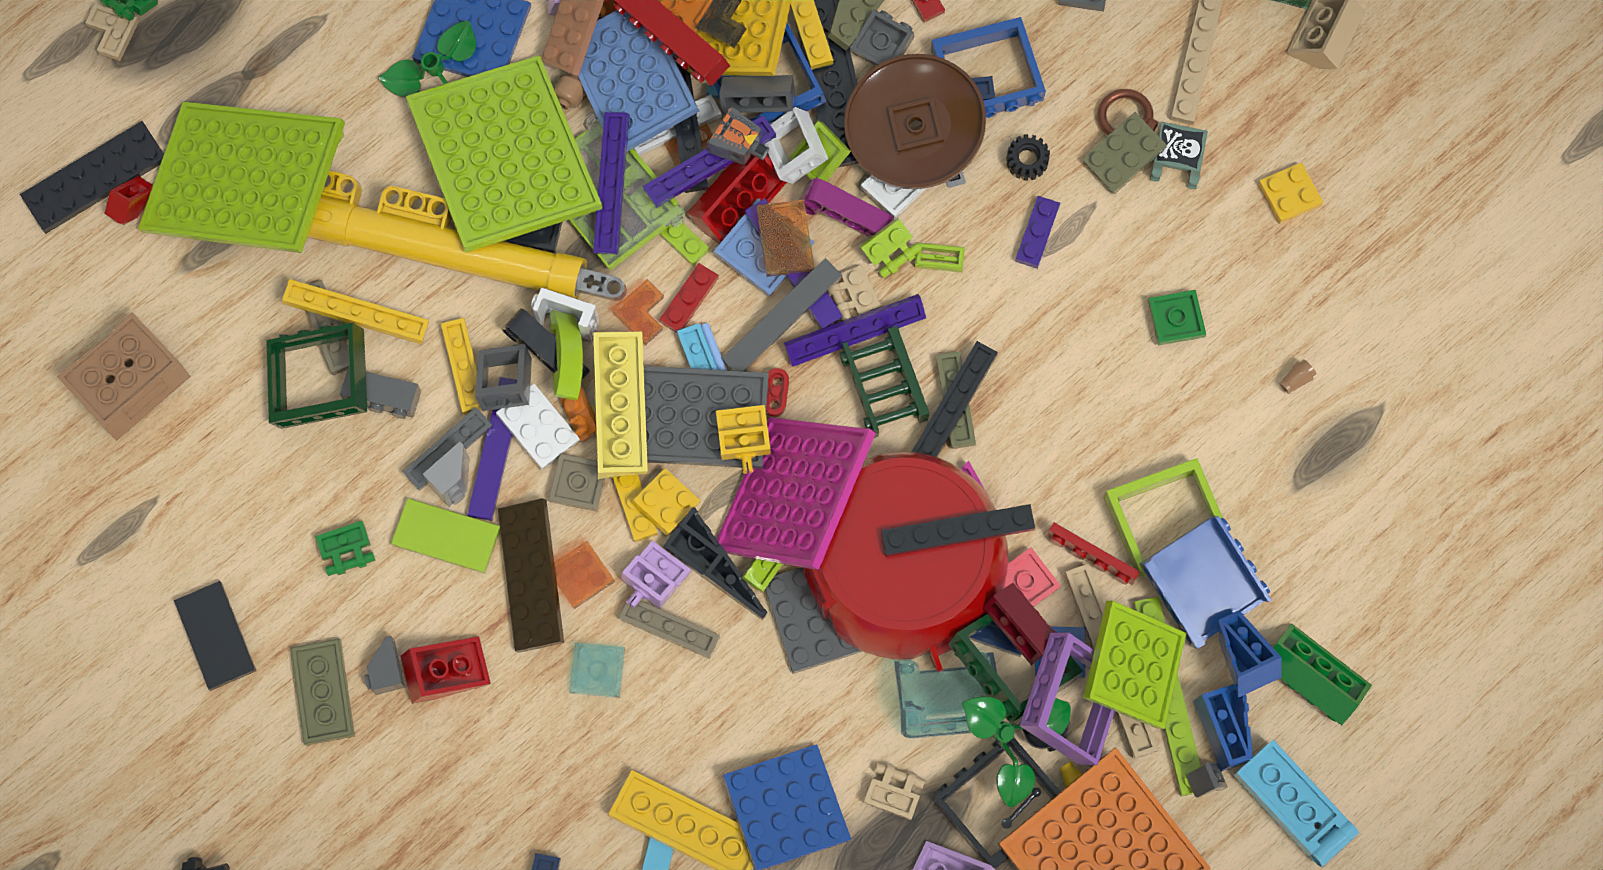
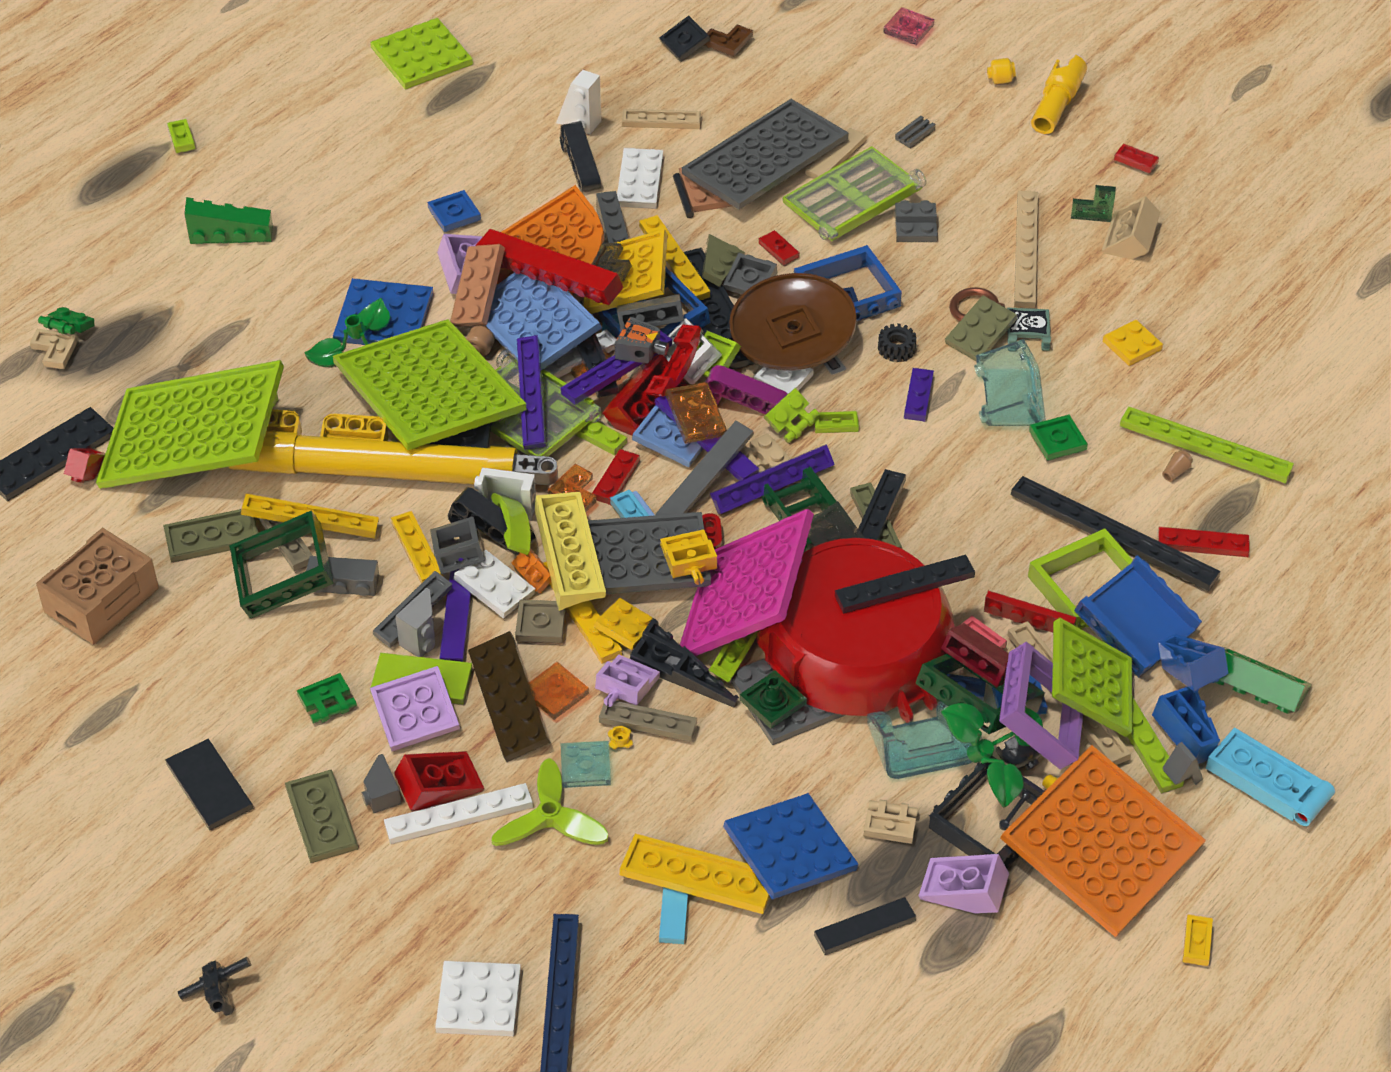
camera: 10 degrees left, 25 degrees down
(249, 314) = (207, 534): none -> olive tile
(432, 579) = (414, 708): none -> lavender plate
(460, 711) = (458, 813): none -> white plate
(554, 706) = (565, 820): none -> lime piece
(642, 649) = (620, 732): none -> yellow plate
(777, 167) = (679, 363): none -> red slope
(800, 629) = (773, 699): none -> dark green plate
(902, 421) = (832, 525): none -> clear smoke plate
(1140, 243) = (1011, 386): none -> clear light blue windscreen
(1211, 459) = (1128, 538): none -> black plate
(1302, 481) = (1205, 541): none -> red plate
(1337, 352) = (1207, 444): none -> lime plate

